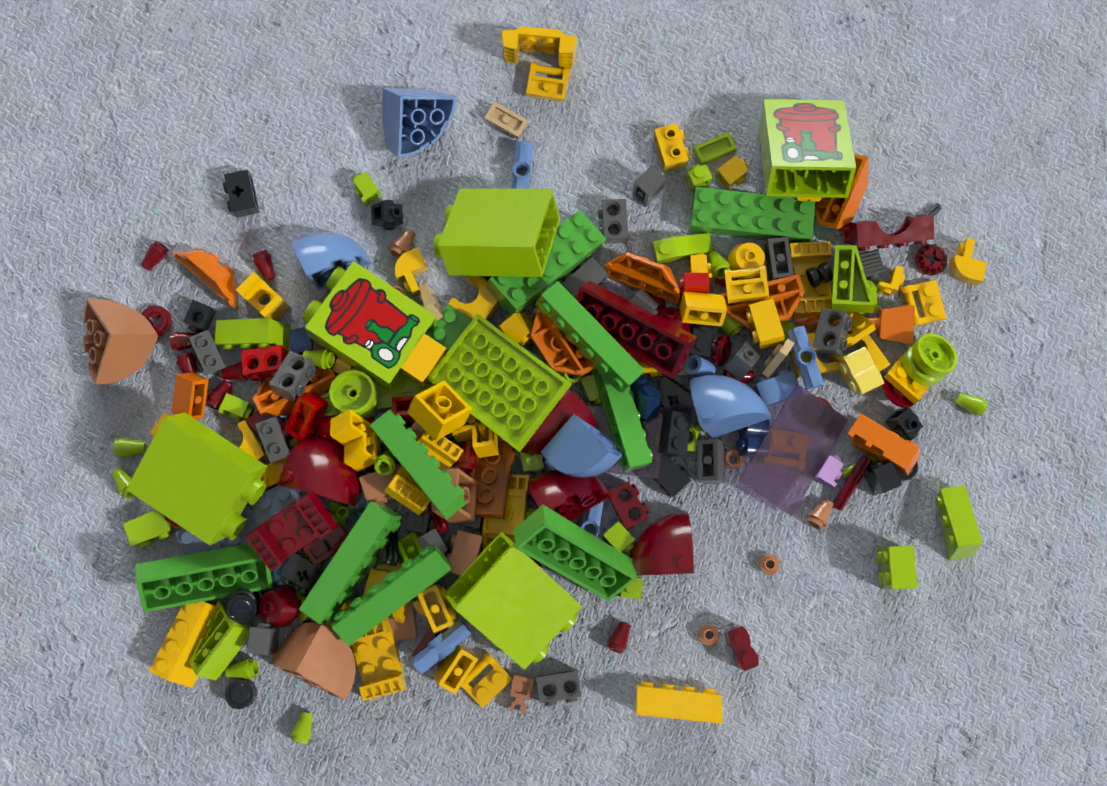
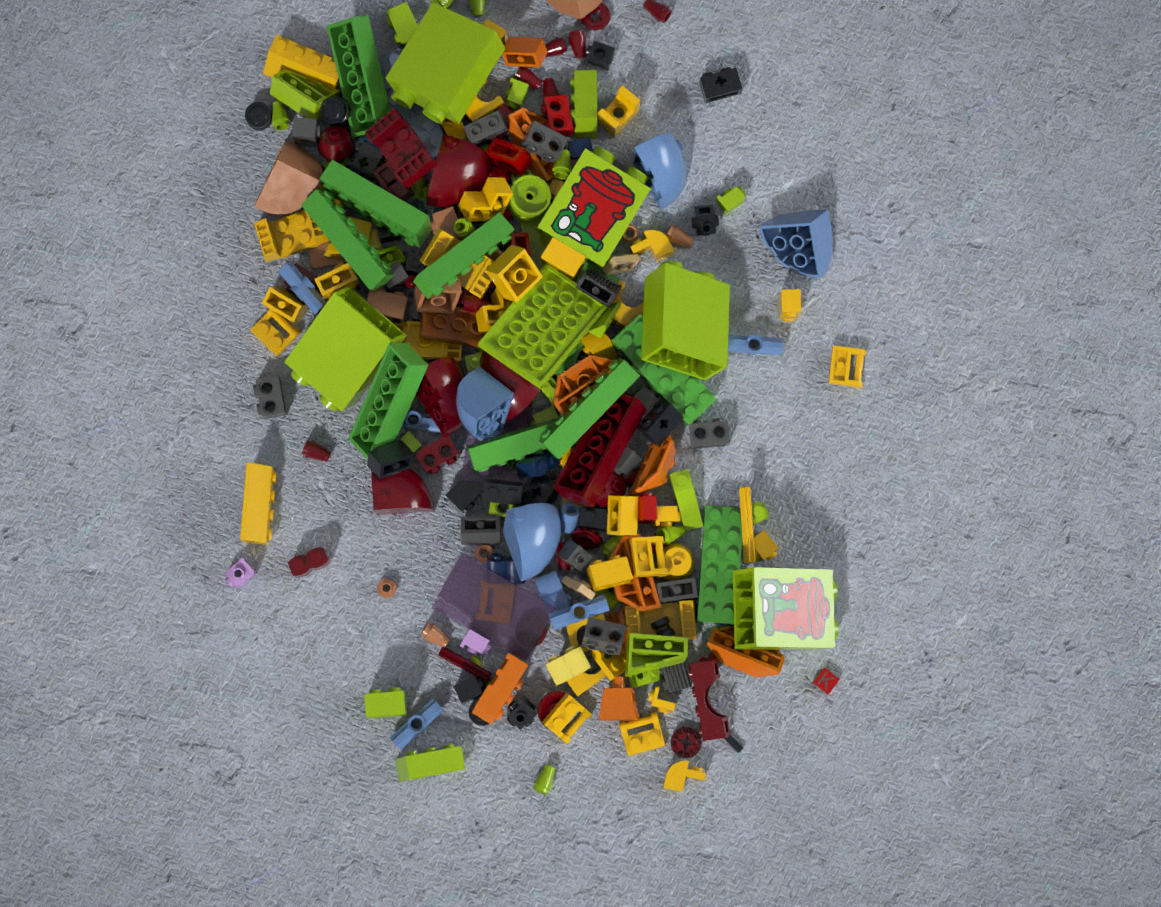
camera: 85 degrees right, 0 degrees up
(206, 352) = (565, 63): dark grey brick -> none
(210, 272) = (641, 64): orange wedge -> none
(264, 264) = (653, 110): dark red cone -> none
(302, 729) = (229, 172): lime cone -> none
(392, 553) = (390, 240): black axle -> none
(457, 322) = (598, 287): none -> black brick
(483, 132) = (789, 304): none -> yellow brick
(494, 316) = (605, 320): none -> lime slope
(506, 120) = (805, 328): tan plate -> none
(521, 689) = (267, 364): nougat plate -> none
(540, 40) = (878, 329): yellow plate -> none
(605, 266) = (659, 422): none -> black brick
(634, 590) = (359, 462): lime plate -> none
(638, 553) = (390, 459): none -> black brick
(649, 185) = (744, 465): dark grey brick -> none
(671, 147) = (785, 486): yellow brick -> none
(702, 631) = (326, 535): nougat plate -> none
(714, 149) = (787, 530): lime tile -> none
(714, 183) = (747, 524): none -> yellow axle
(745, 720) = (247, 574): none -> lavender brick
(869, 118) = (826, 681): none -> red tile
(924, 545) = (407, 732): none -> medium blue piece
(929, 359) = (584, 734): lime wheel -> none

